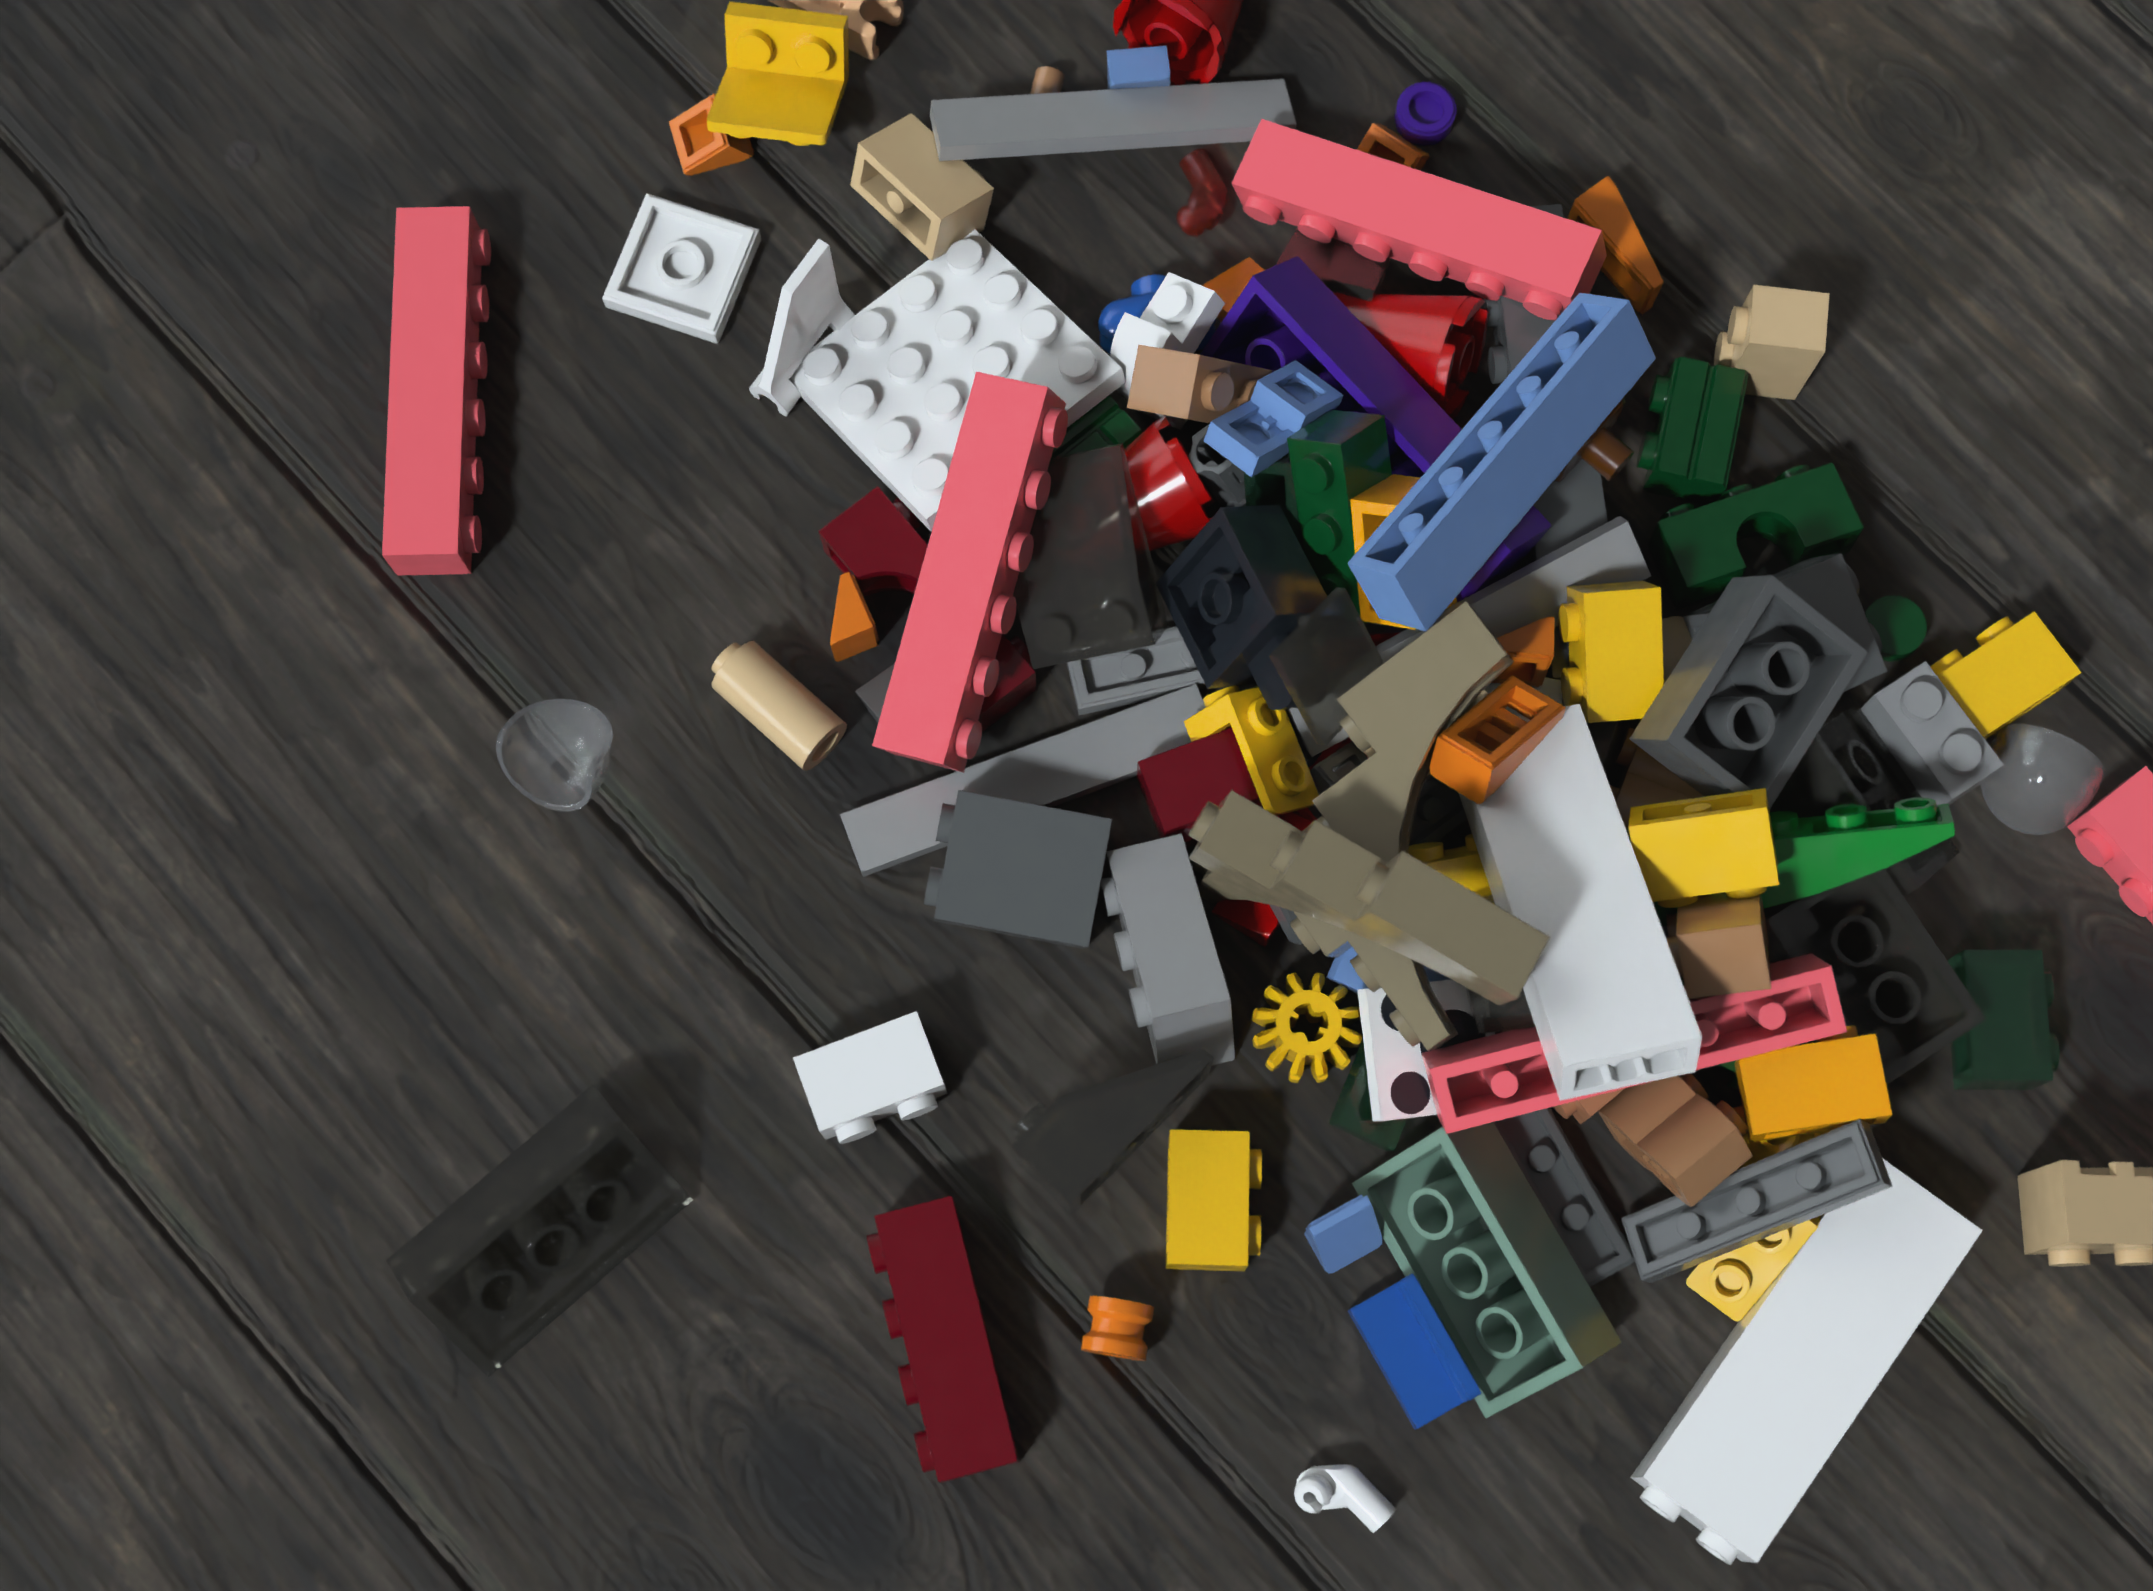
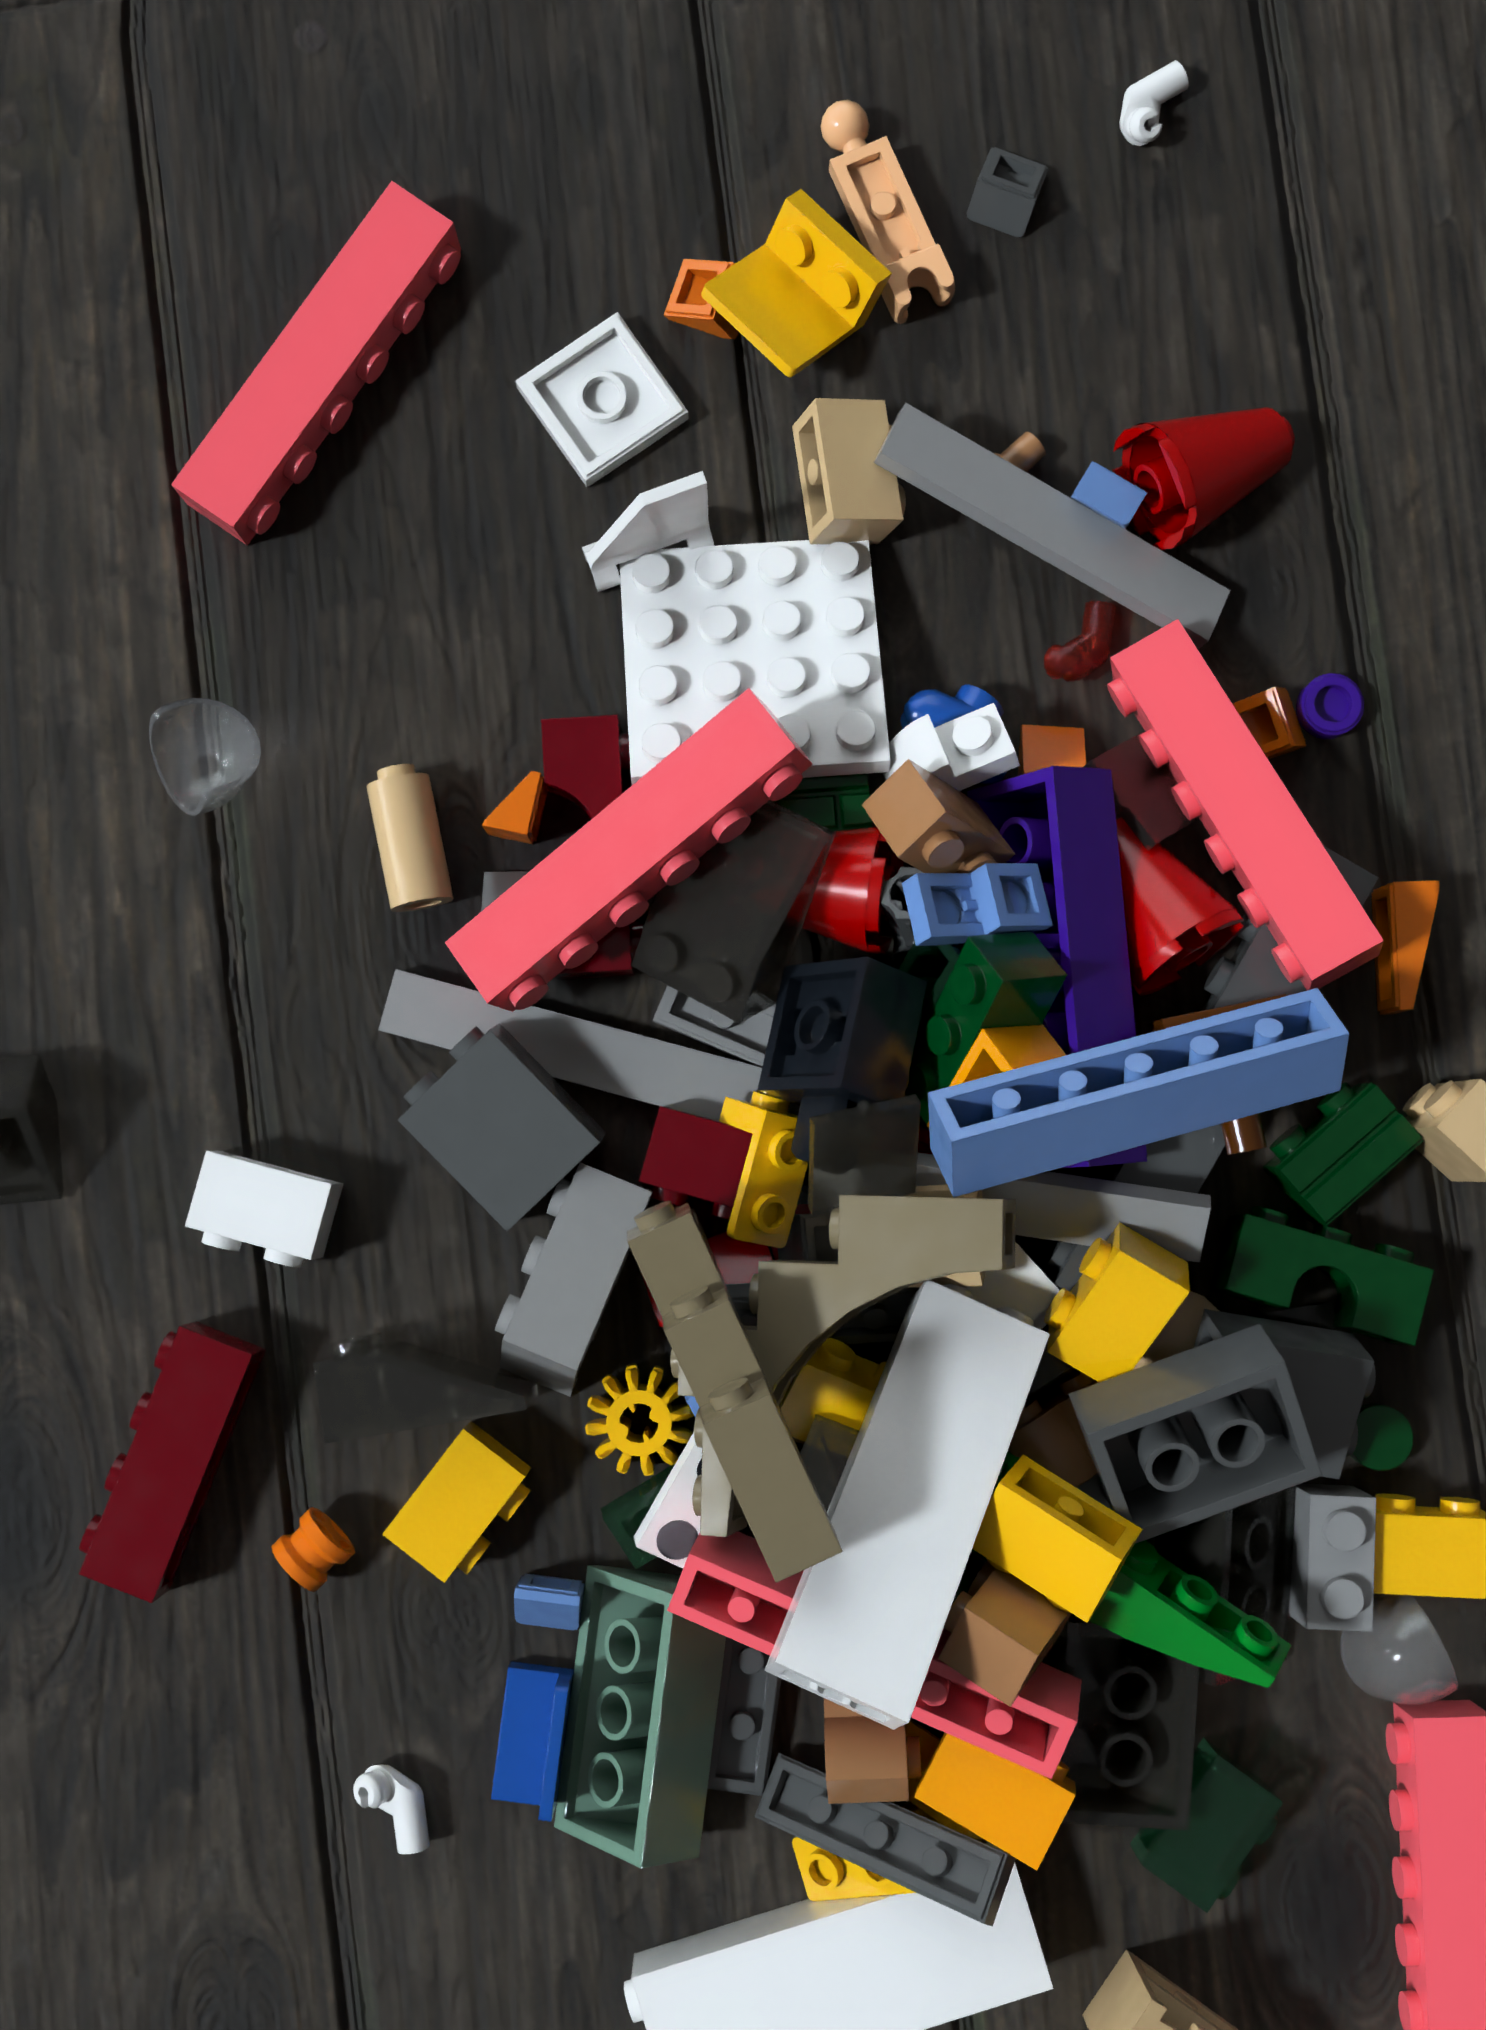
camera: 30 degrees right, 10 degrees up
(1477, 770) = (913, 1326): orange slope -> none
(1531, 651) = (1044, 1254): orange slope -> none

